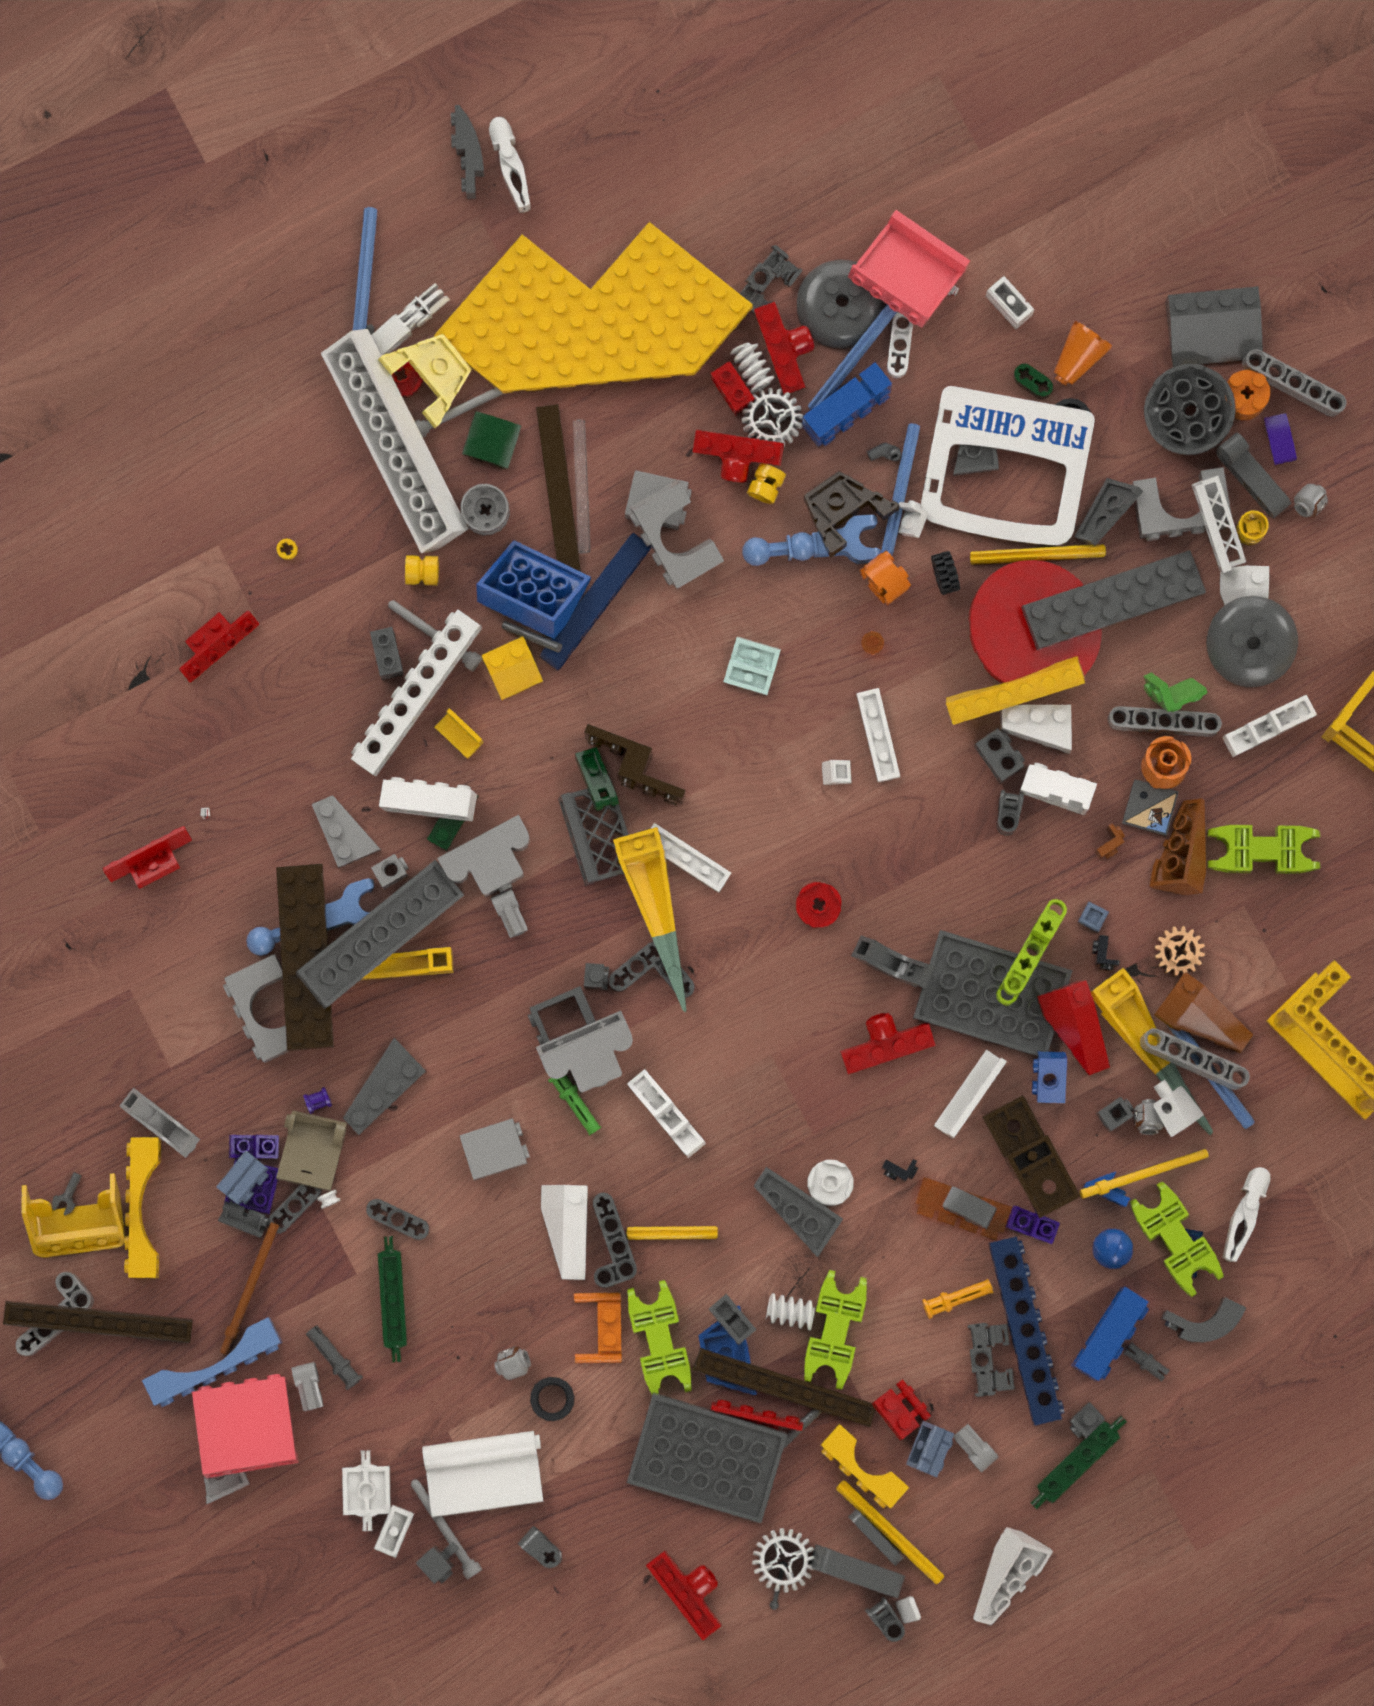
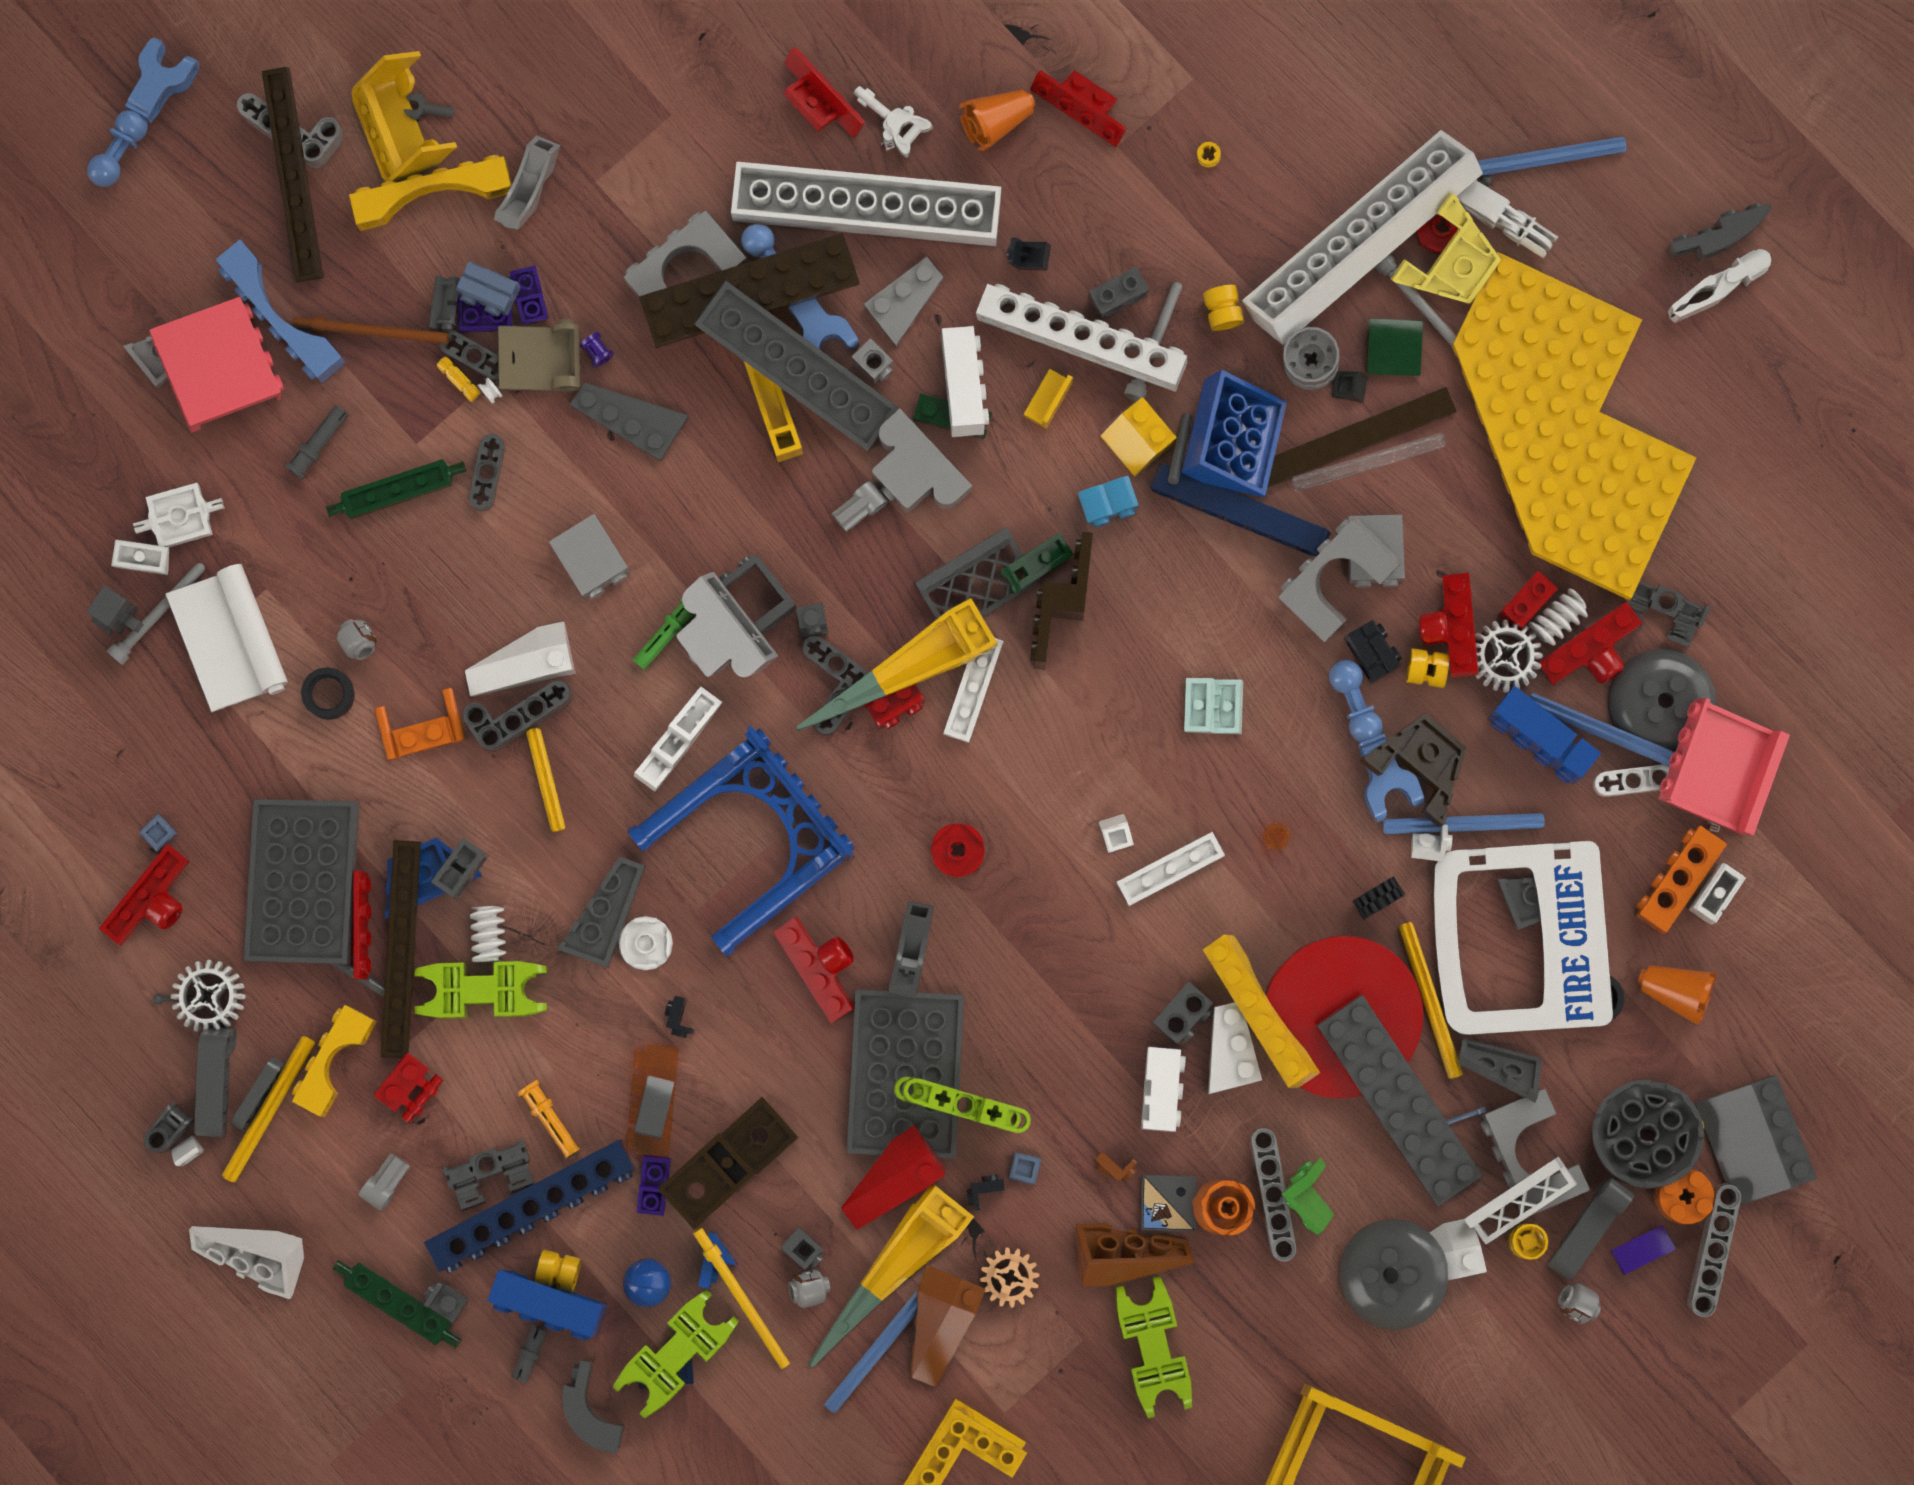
camera: 80 degrees right, 0 degrees up
(188, 801) = (895, 121): none -> white piece
(208, 716) = (994, 116): none -> orange cone
(254, 842) = (866, 203): none -> white brick
(306, 1381) = (284, 419): light grey piece -> none
(310, 1224) = (464, 385): none -> yellow axle
(333, 719) = (1028, 255): none -> black bracket
(514, 485) = (1349, 386): none -> pearl dark grey slope
(537, 1545) = (160, 720): dark grey piece -> none
(559, 707) = (1108, 501): none -> dark azure brick
(633, 1572) = (158, 832): none -> sand blue tile
(659, 1339) = (422, 795): lime piece -> none
(687, 934) = (893, 706): none -> red bracket
(741, 524) = (1373, 651): none -> black brick
(812, 1049) = (712, 784): none -> blue arch
(885, 450) = (1504, 794): dark grey arm -> none
(885, 578) = (1354, 830): orange brick -> none
(930, 1449) = (370, 1130): sand blue brick -> none
(969, 1094) = (785, 1076): white fence -> none
(973, 299) = (1709, 848): none -> orange brick
(1009, 808) = (1122, 1040): dark grey piece -> none
(1029, 385) = (1638, 947): dark green beam -> none
(1054, 1090) = (811, 1168): blue brick -> none
(1084, 1320) = (558, 1271): none -> yellow wheel
(1138, 552) = (1466, 1115): none -> sand blue hinge
(1175, 1108) = (824, 1316): white torso -> none
(1183, 1059) = (887, 1338): light grey beam -> none
(1255, 1187) = (760, 1432): white arm -> none
(1269, 725) = (1300, 1319): white slope -> none

